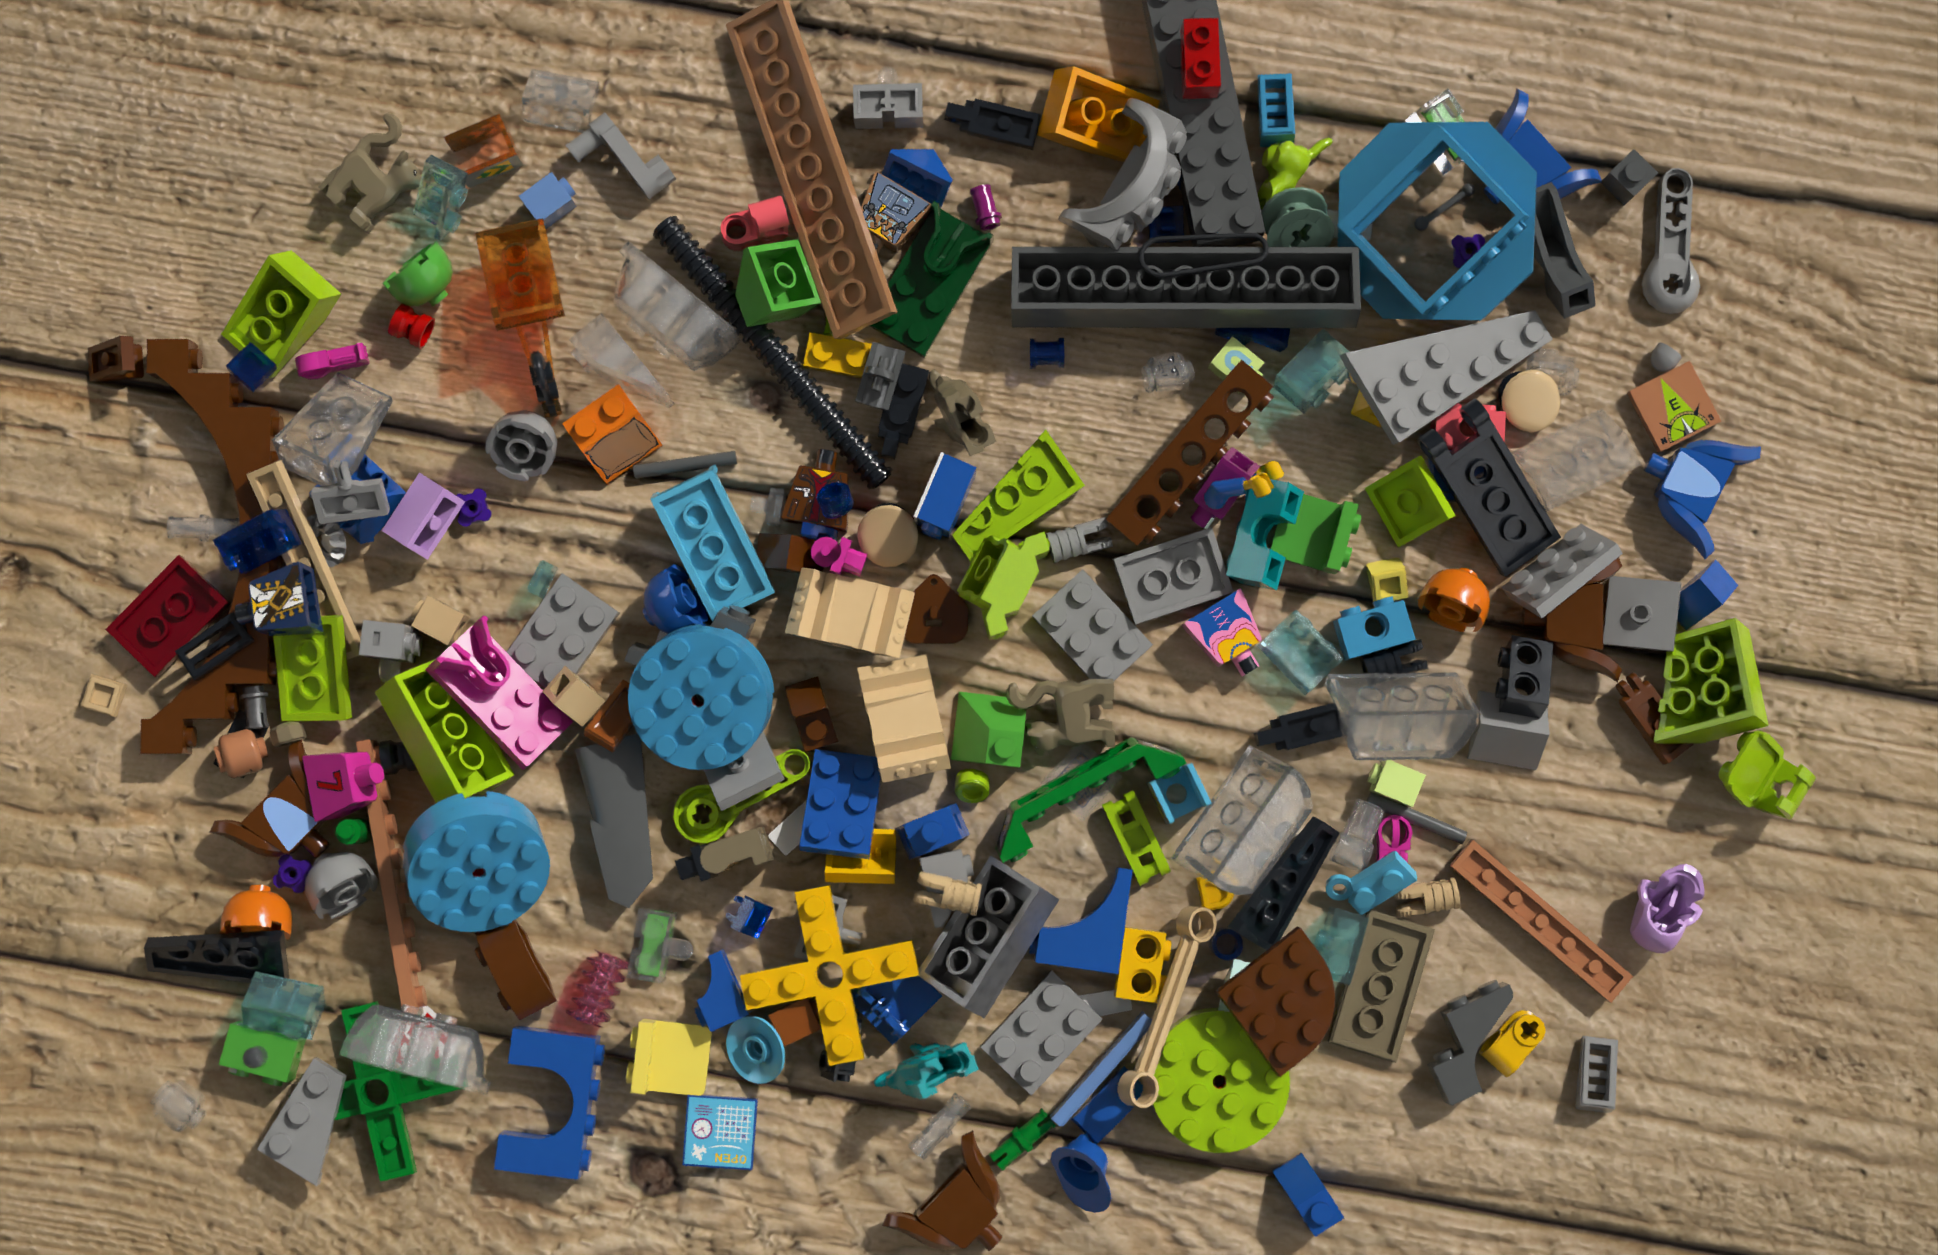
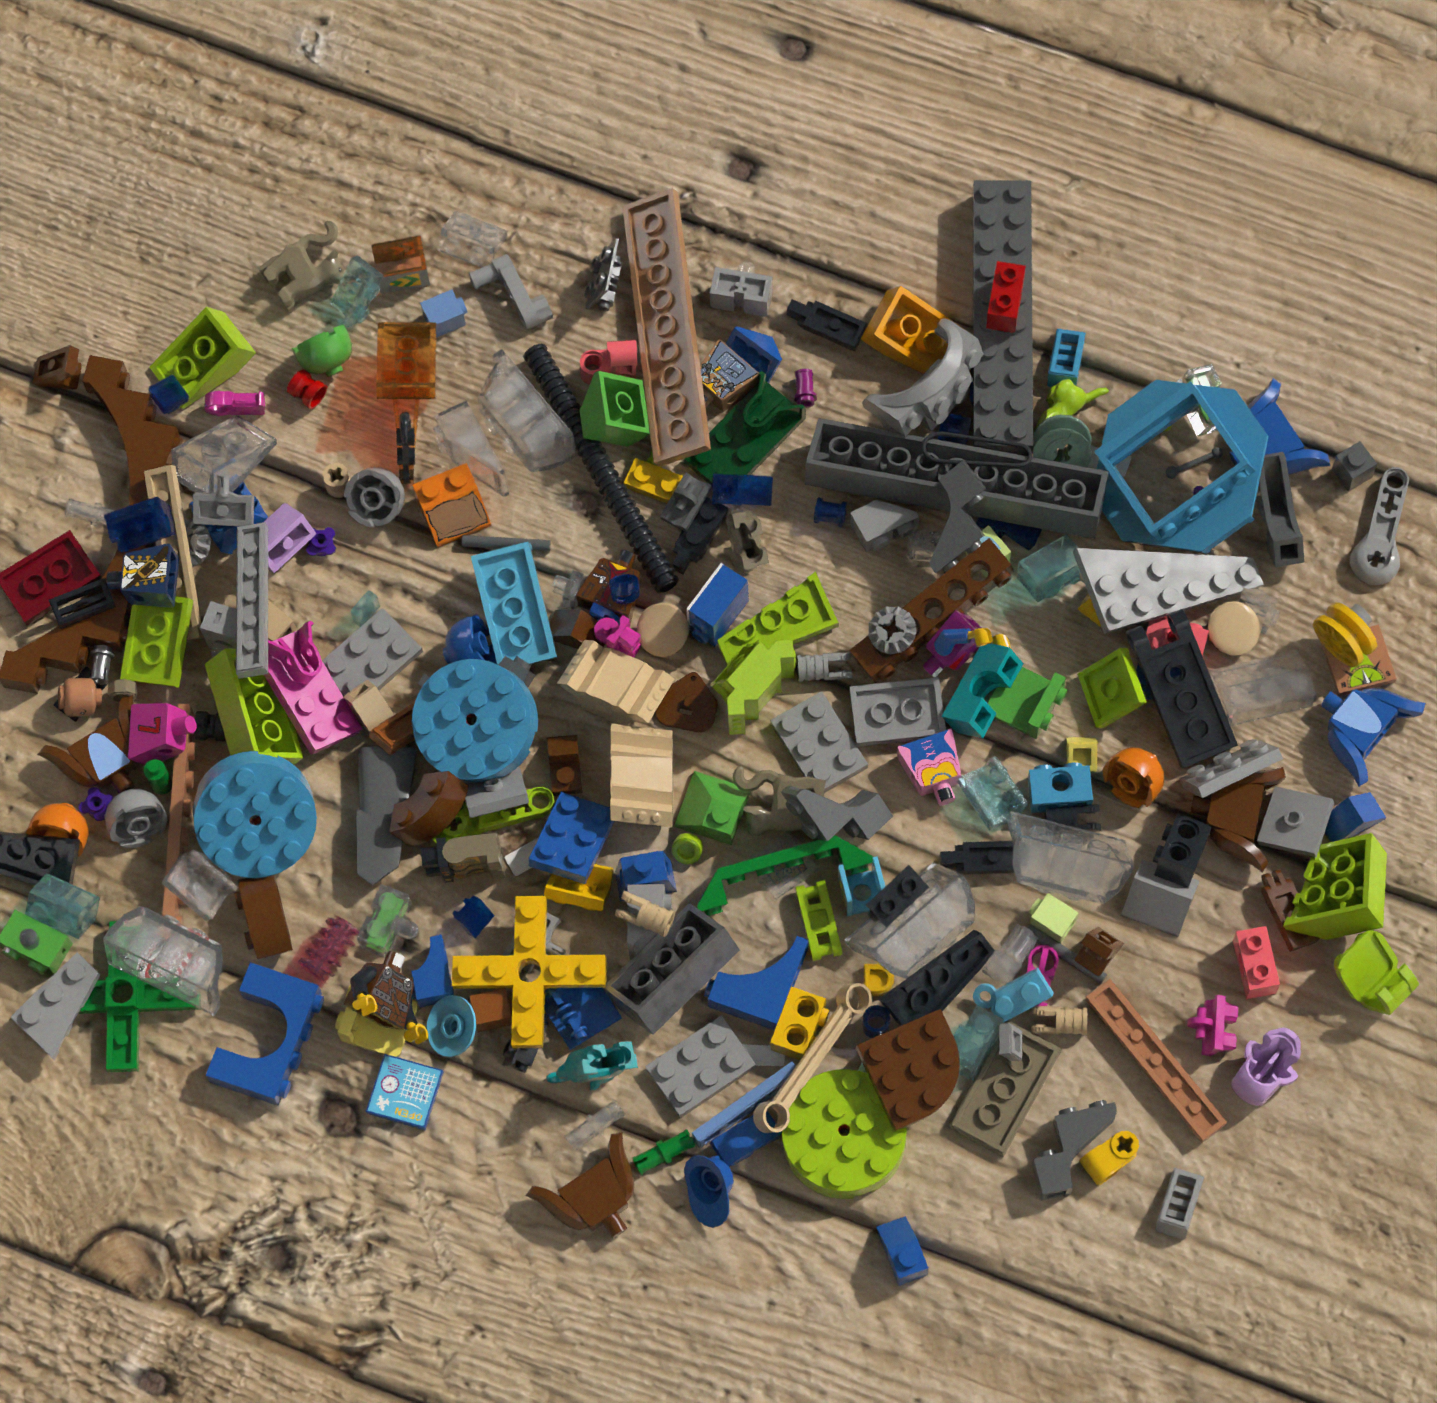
camera: 20 degrees right, 15 degrees down
(411, 611) = (252, 600): none -> light grey tile
(431, 951) = (199, 883): none -> clear bracket
(472, 420) = (337, 471): none -> tan bush
(672, 809) = (429, 808): none -> reddish brown brick
(675, 1042) = (386, 997): none -> torso
(724, 109) = (605, 272): none -> dark grey hinge
(941, 346) = (742, 489): none -> clear blue slope
(1107, 354) = (882, 522): none -> light grey slope
(1123, 727) = (824, 818): none -> dark grey arch
(1163, 477) = (898, 641): none -> light grey gear
(1207, 357) = (960, 530): none -> dark grey arch
(1223, 805) = (896, 896): none -> black hinge
(1380, 939) = (1010, 1042): none -> light grey tile
(1455, 809) = (1098, 950): none -> reddish brown slope
(1595, 868) = (1210, 1025): none -> dark pink hips
(1630, 787) = (1256, 962): none -> coral brick
(1662, 388) = (1345, 634): none -> yellow wheel

